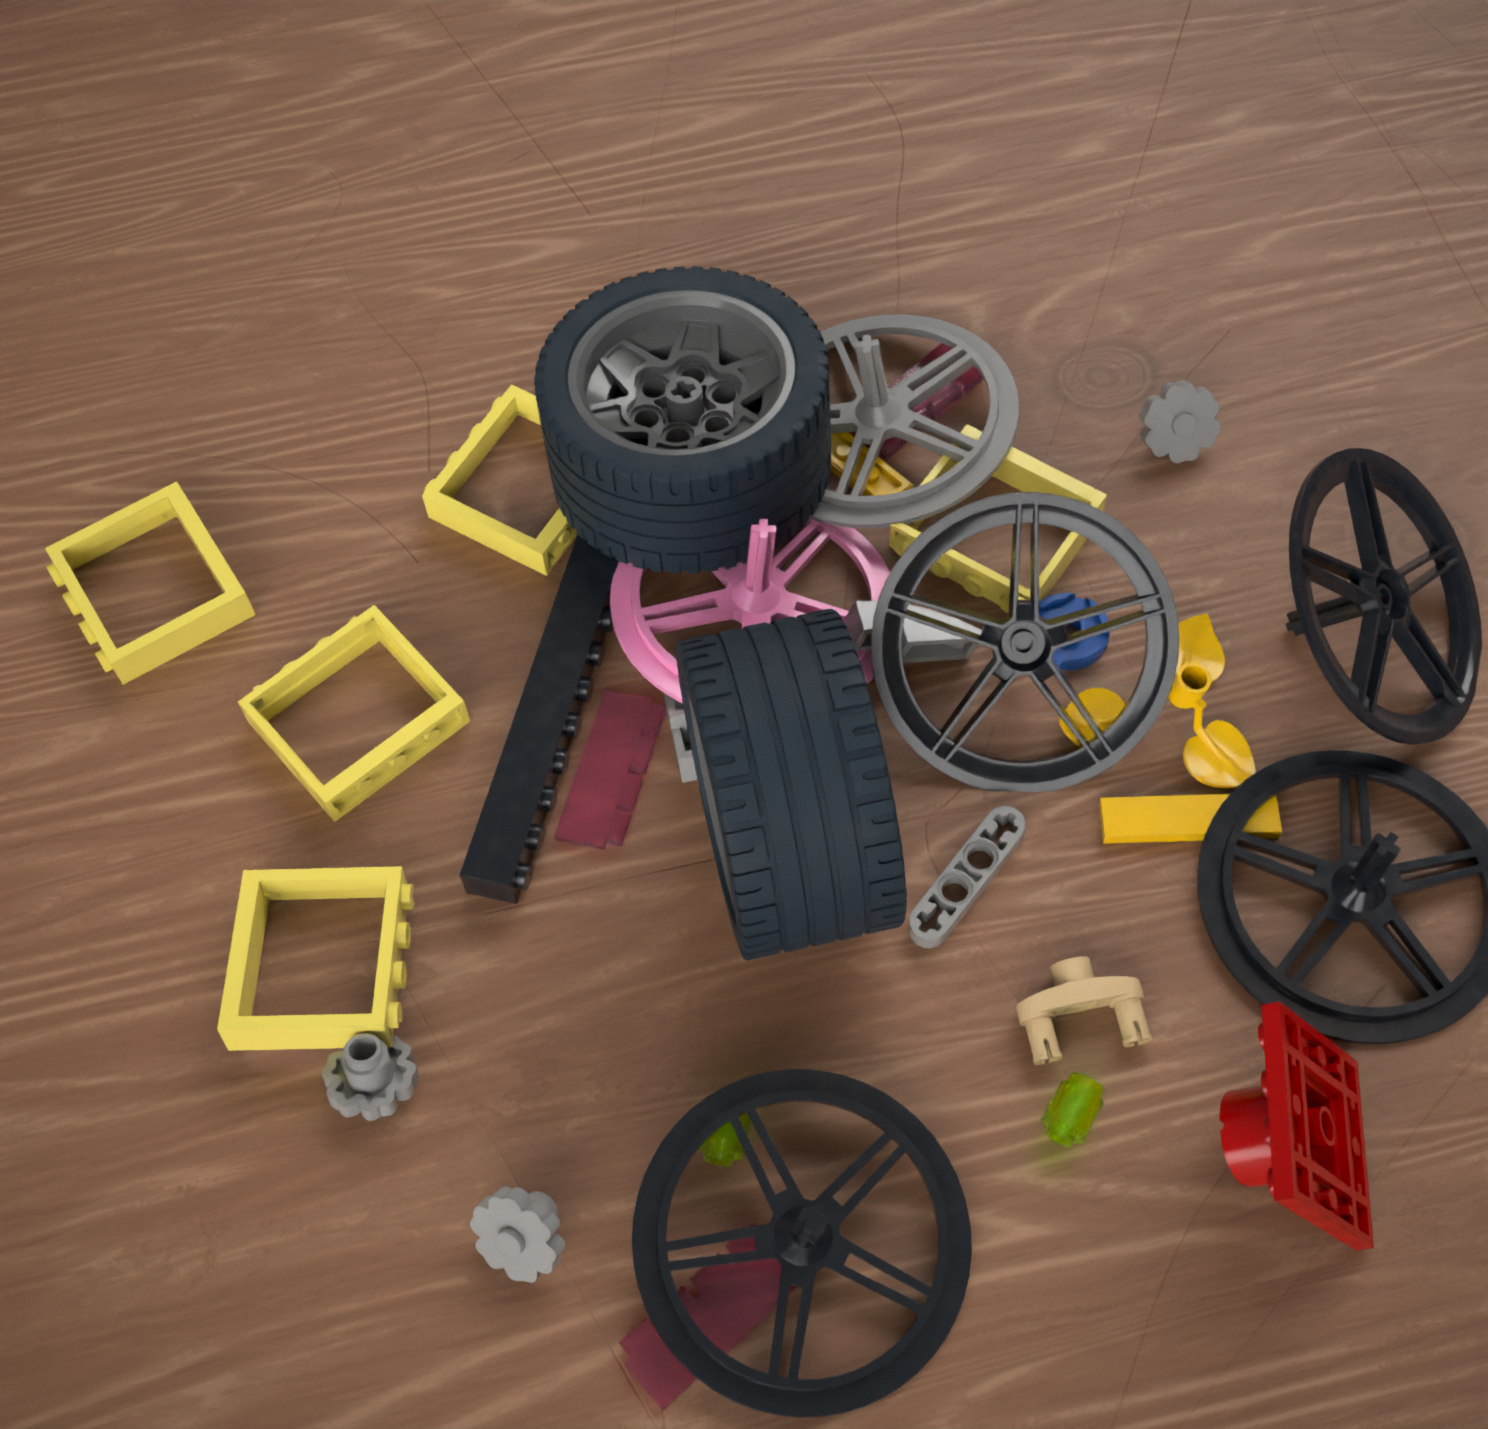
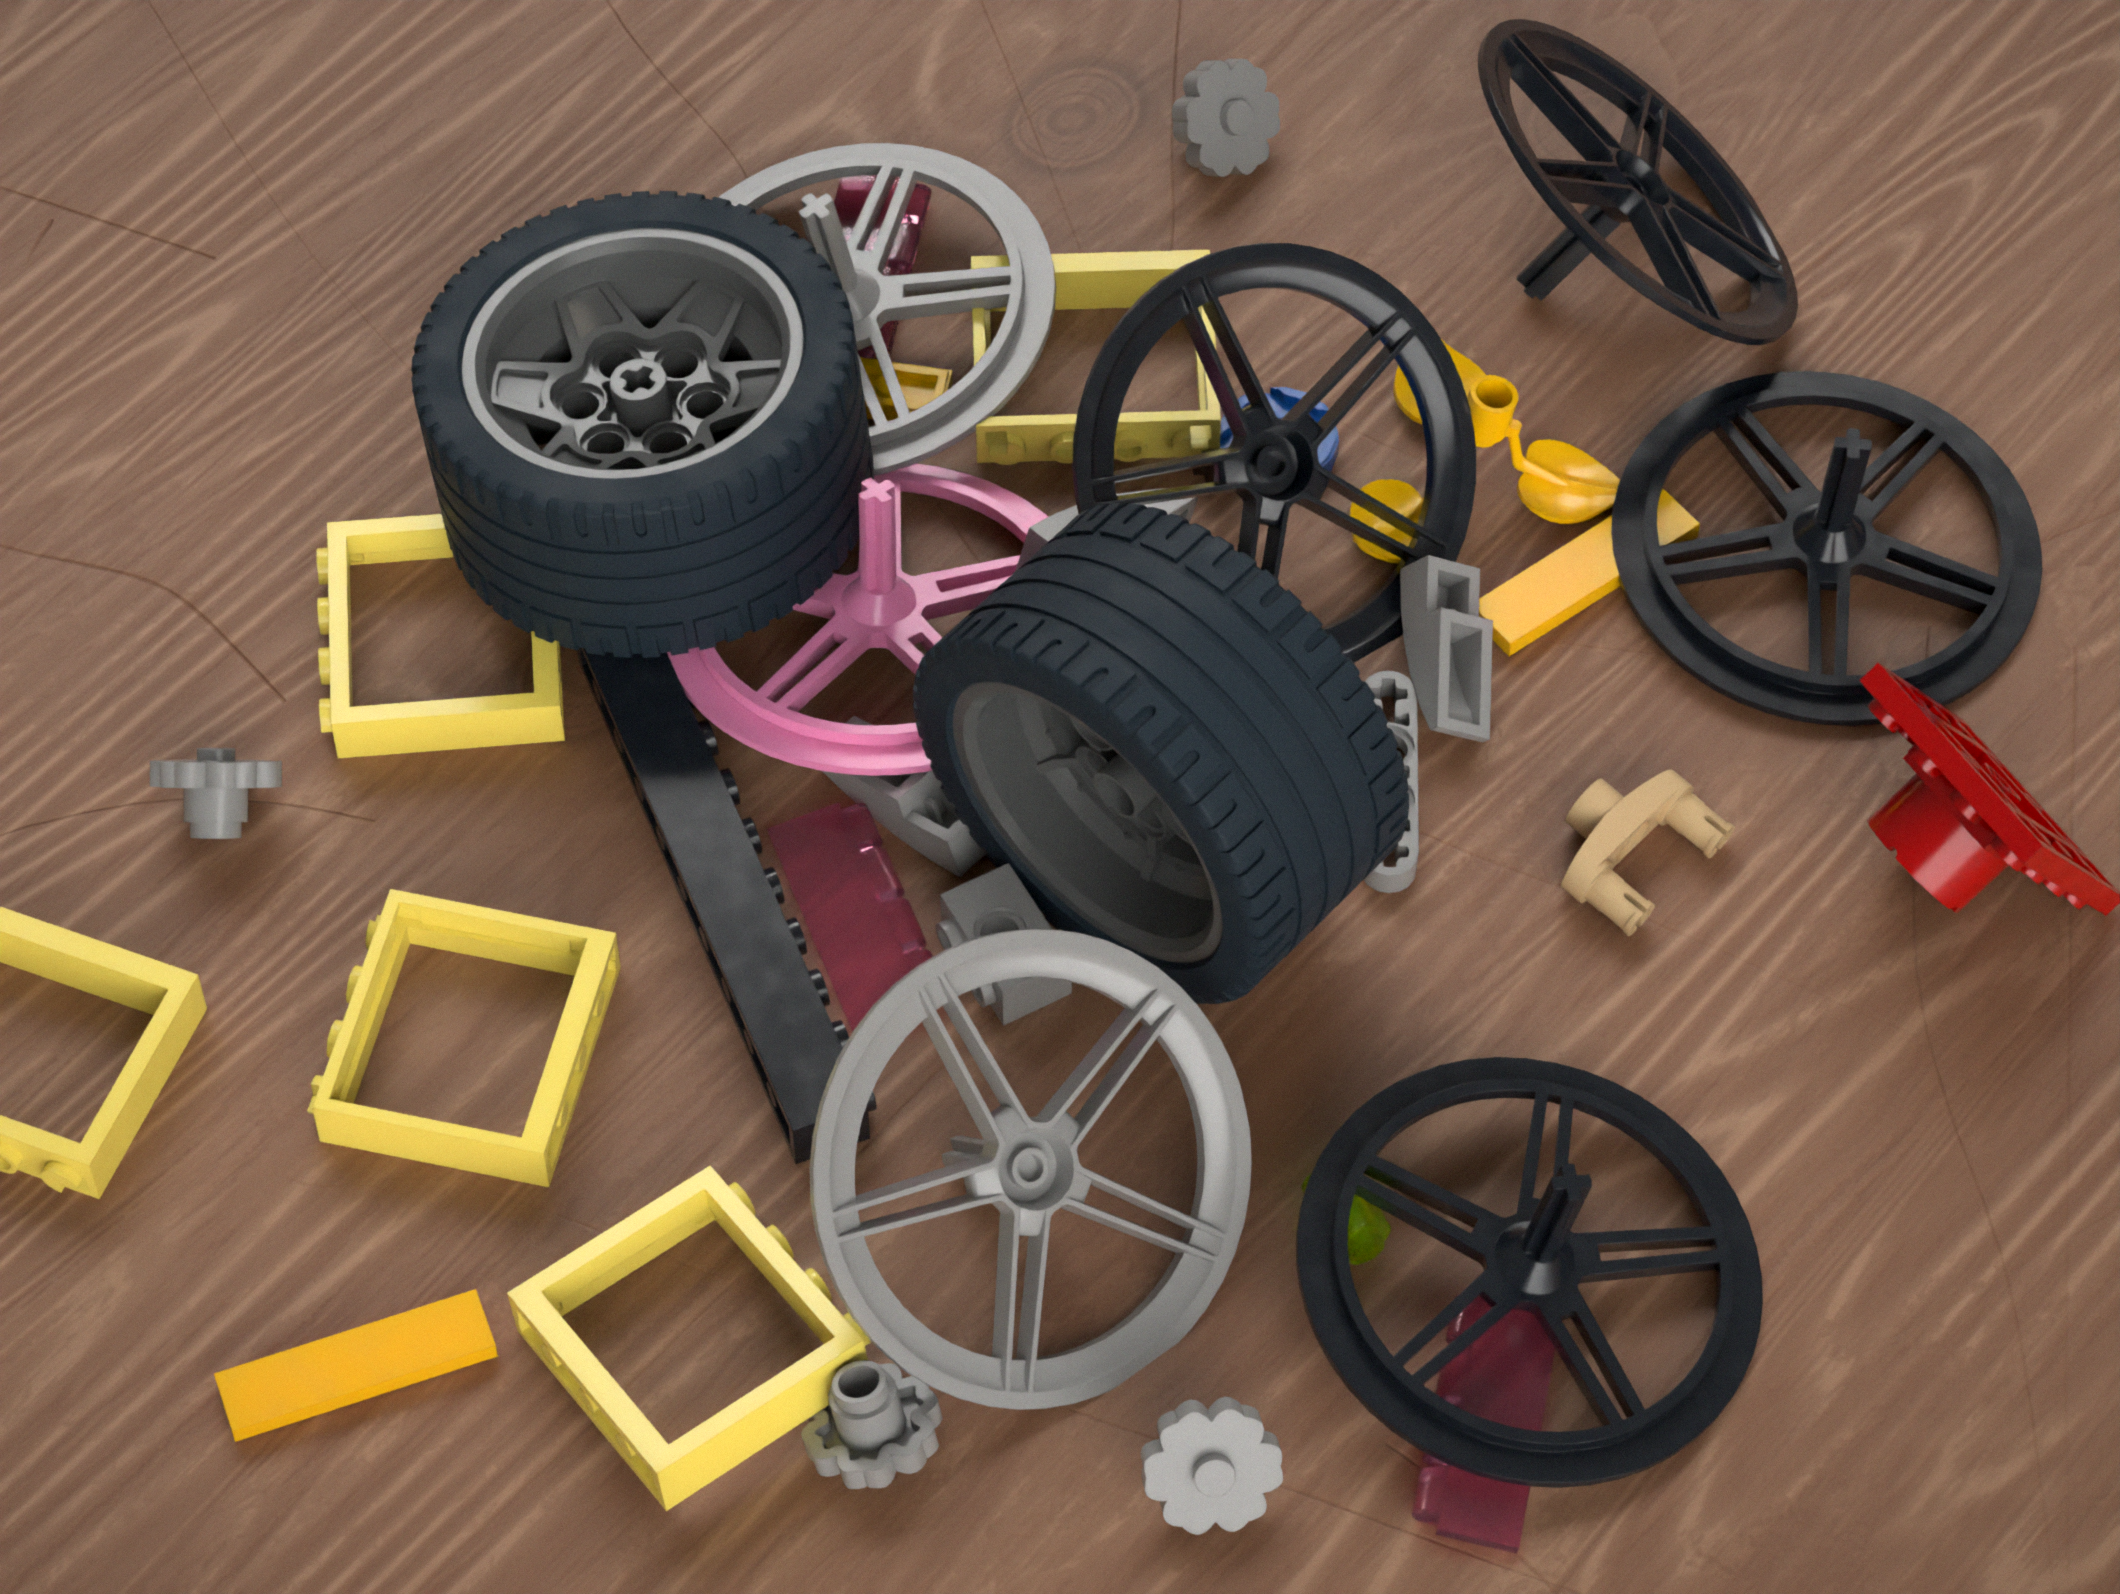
camera: 40 degrees left, 5 degrees down
(158, 858) = (355, 1365): none -> yellow tile
(342, 496) = (215, 788): none -> light grey plant
(538, 988) = (1033, 1169): none -> light grey wheel
(670, 862) = (994, 905): none -> light grey brick
(1060, 818) = (1448, 646): none -> light grey slope
(1073, 1109) = (1711, 951): clear neon green brick -> none

